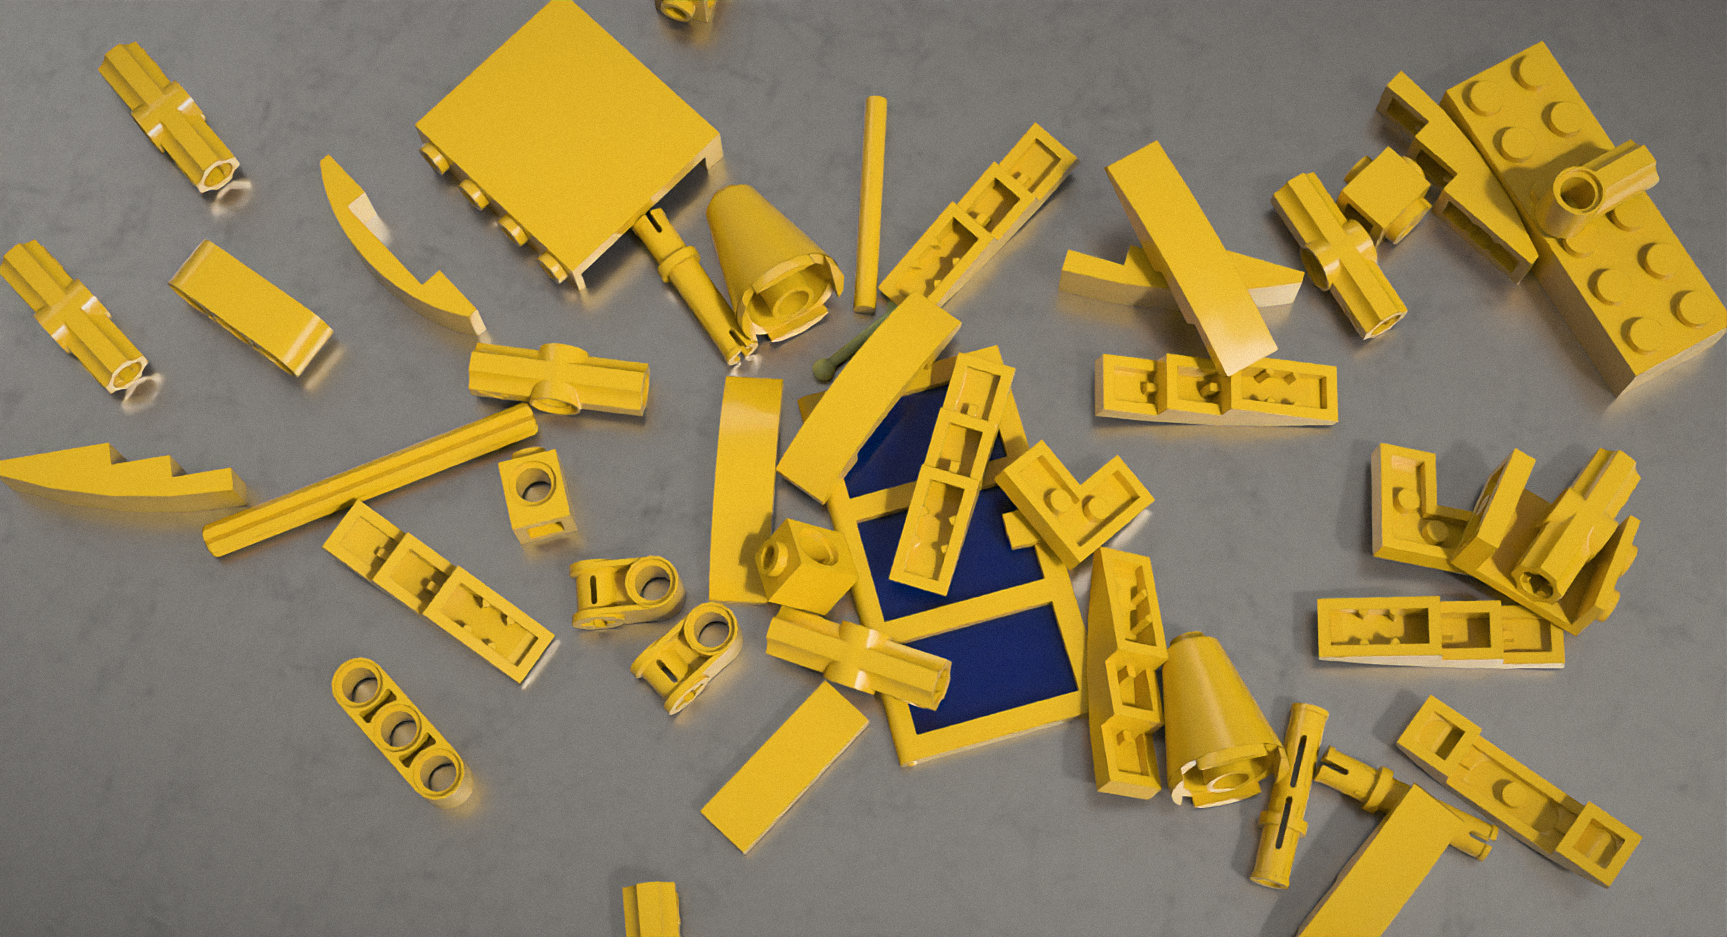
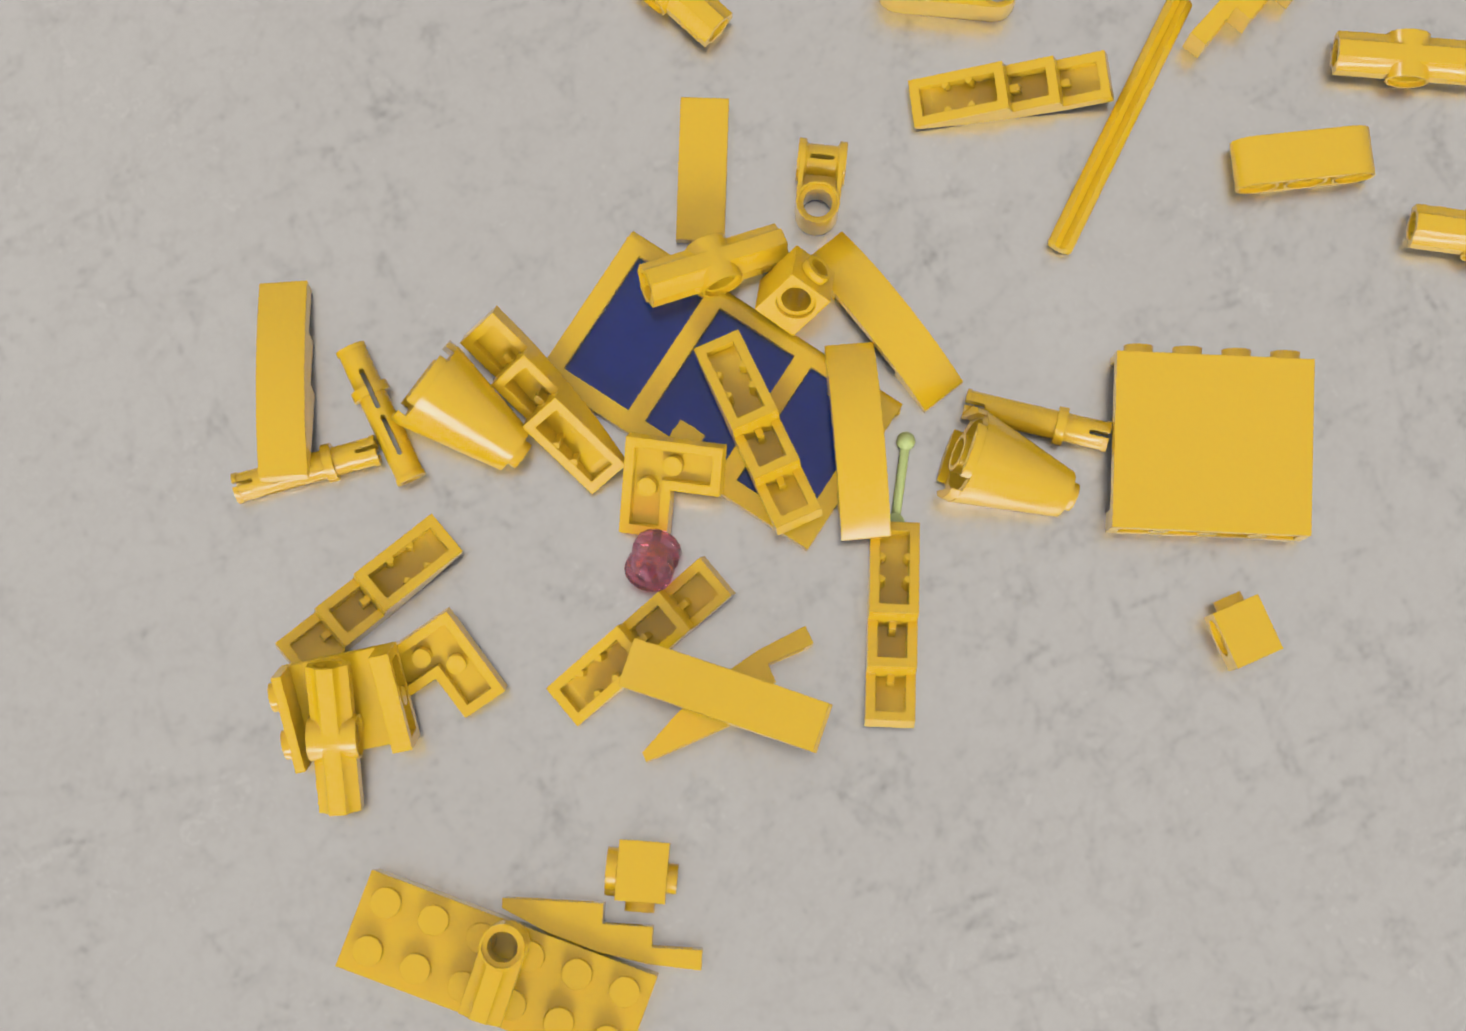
camera: 135 degrees right, 10 degrees up
(435, 298) = (1308, 276): yellow slope -> none
(545, 517) = (1002, 178): yellow brick -> none
(559, 379) = (1063, 283): yellow piece -> none
(612, 592) = (901, 181): yellow piece -> none
(870, 205) = (977, 579): yellow bar -> none
(1147, 444) = (663, 552): none -> clear pink wheel
(1338, 255) = (637, 805): yellow piece -> none
(1516, 797) = (241, 532): yellow slope -> none

